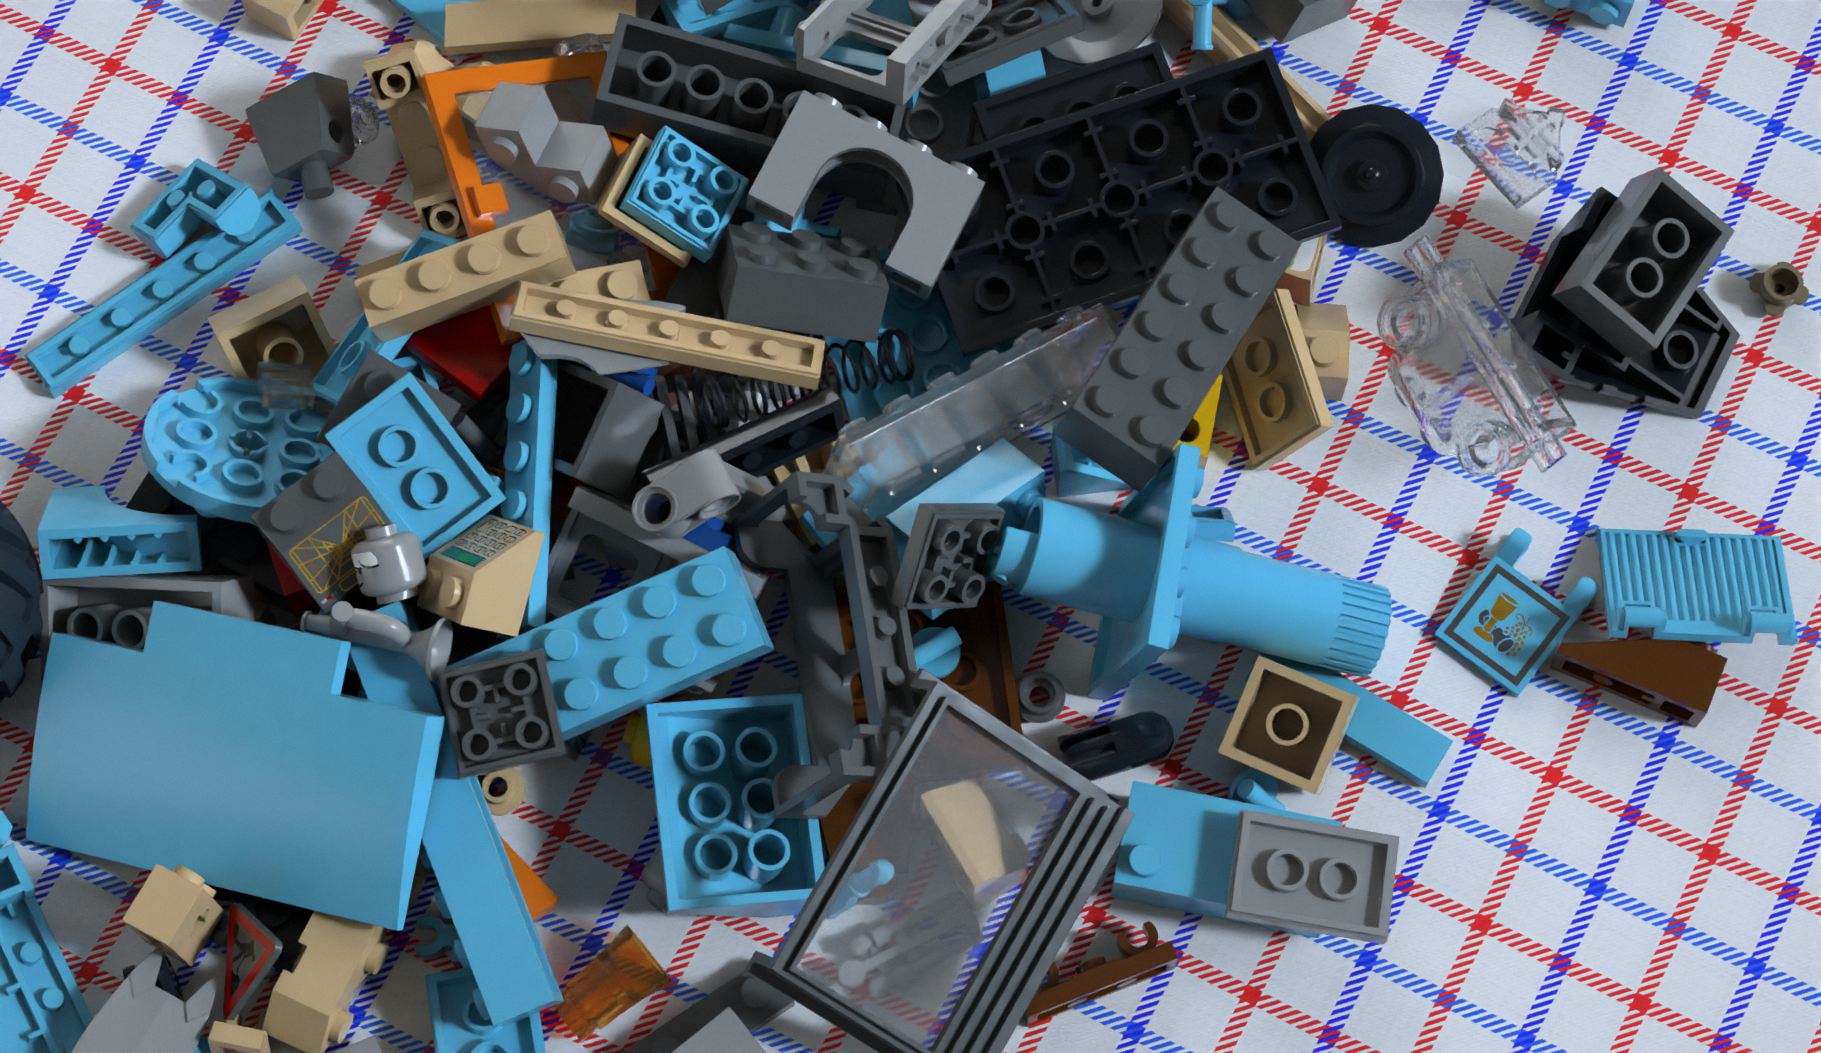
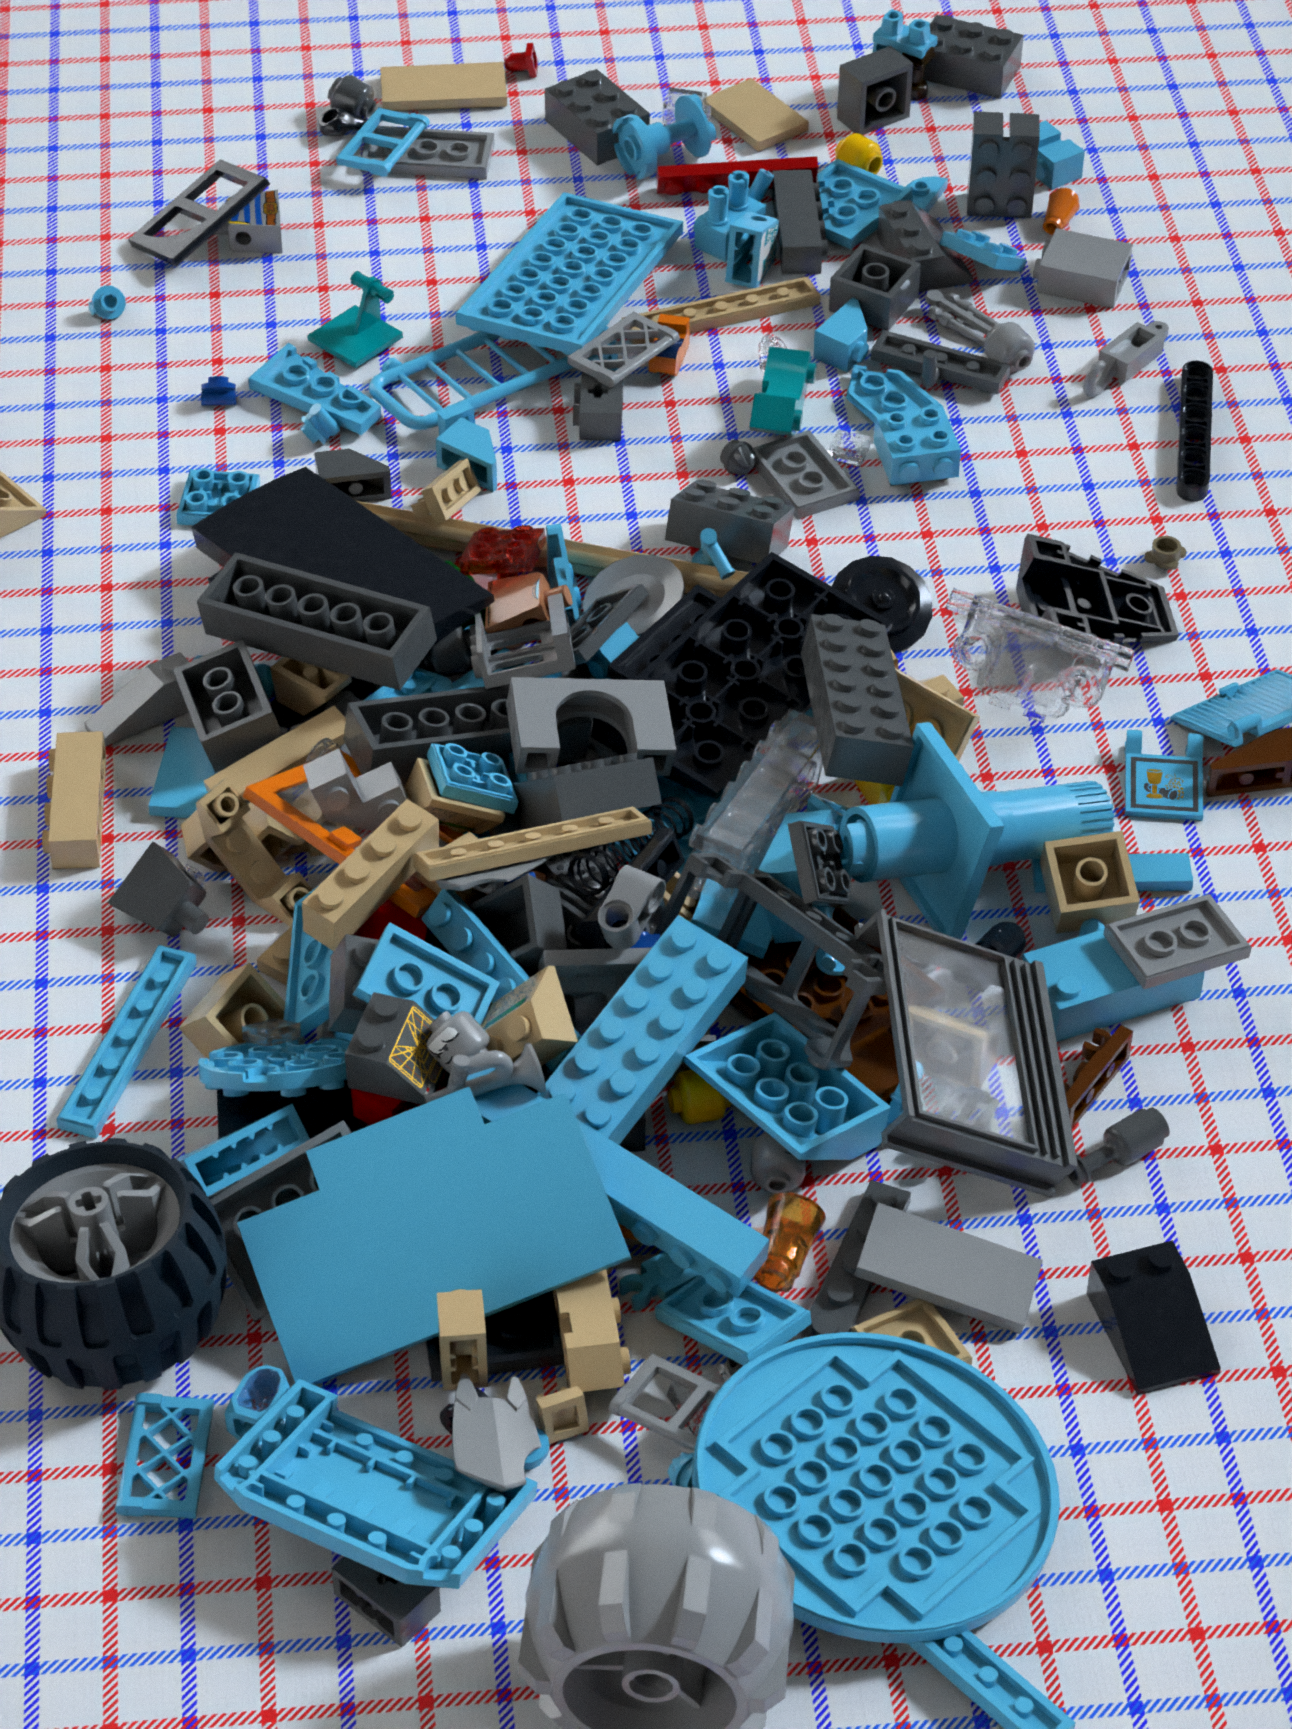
camera: 35 degrees left, 25 degrees down
(195, 197) = (113, 967): medium azure brick -> none
(248, 958) = (529, 1346): piece -> none
(501, 713) = (606, 1084): dark grey tile -> none
(1515, 148) = (951, 559): clear slope -> none
(1643, 263) = (1088, 552): dark grey brick -> none

